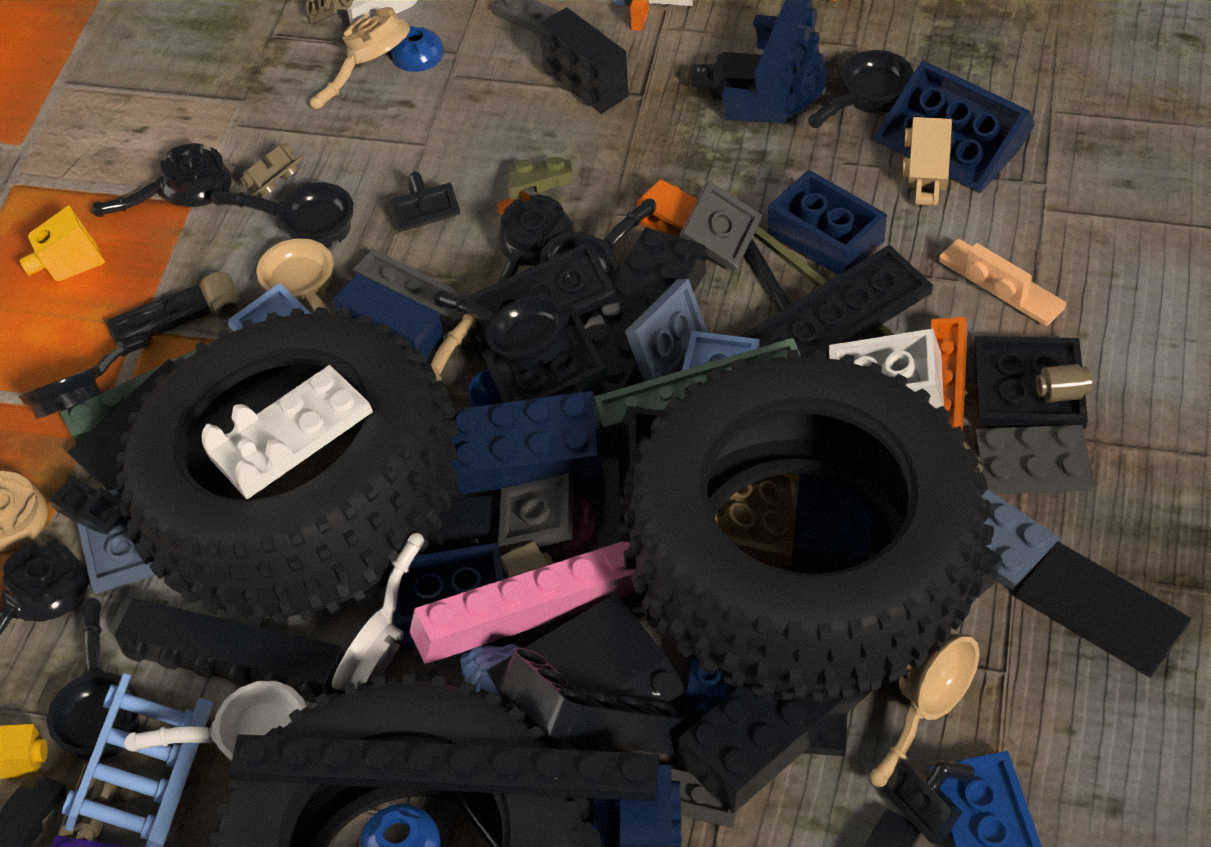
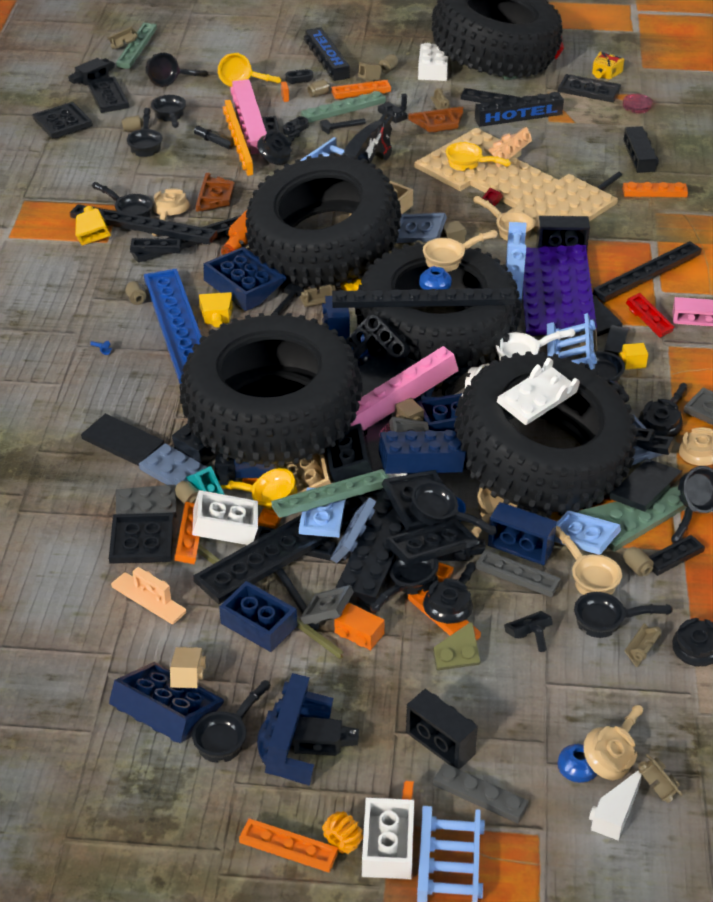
camera: 170 degrees right, 10 degrees down
(1064, 383) = (124, 520): dark tan brick -> none

